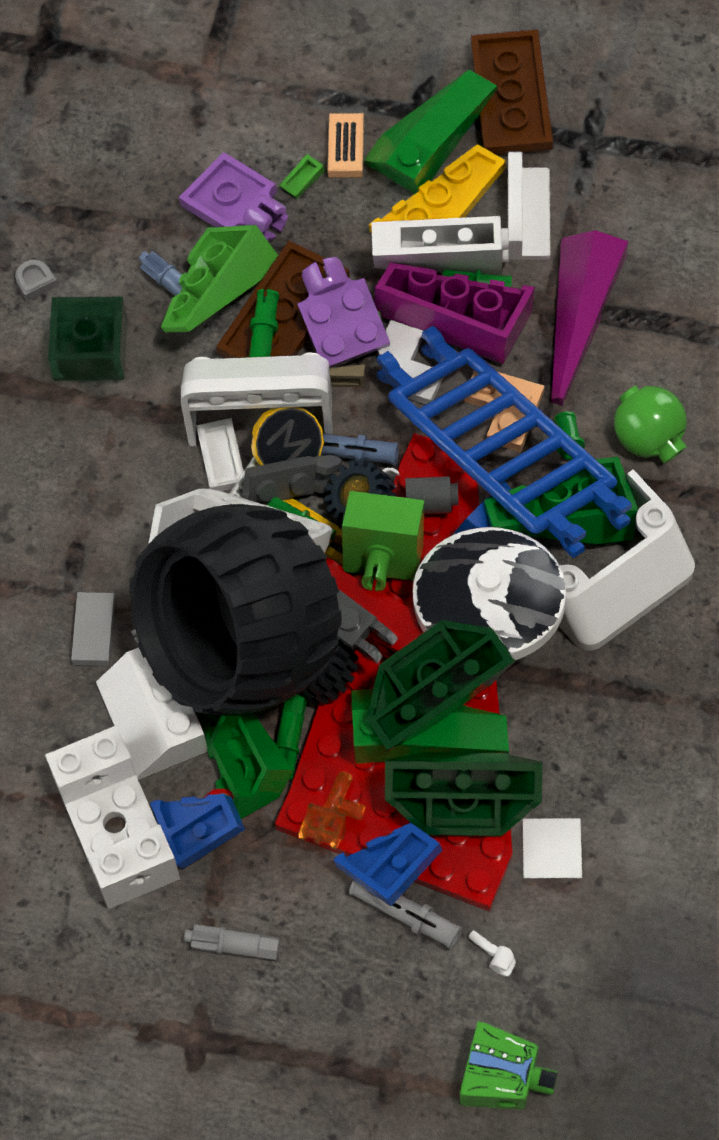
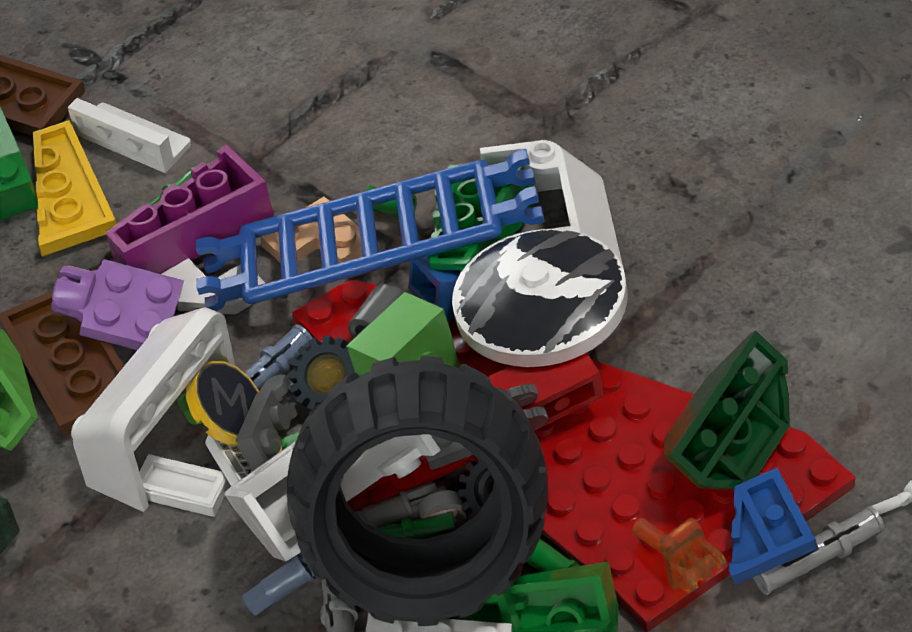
camera: 60 degrees left, 15 degrees down
(264, 323) = (75, 366): green pin -> none
(434, 679) = (613, 360): dark green wedge -> none
(442, 244) = (120, 186): white slope -> none
(460, 732) = (621, 446): green wedge -> none
(552, 848) = (819, 407): white sticker -> none
(586, 278) = (240, 114): magenta wedge -> none
(651, 423) = (429, 134): bright green brick -> none

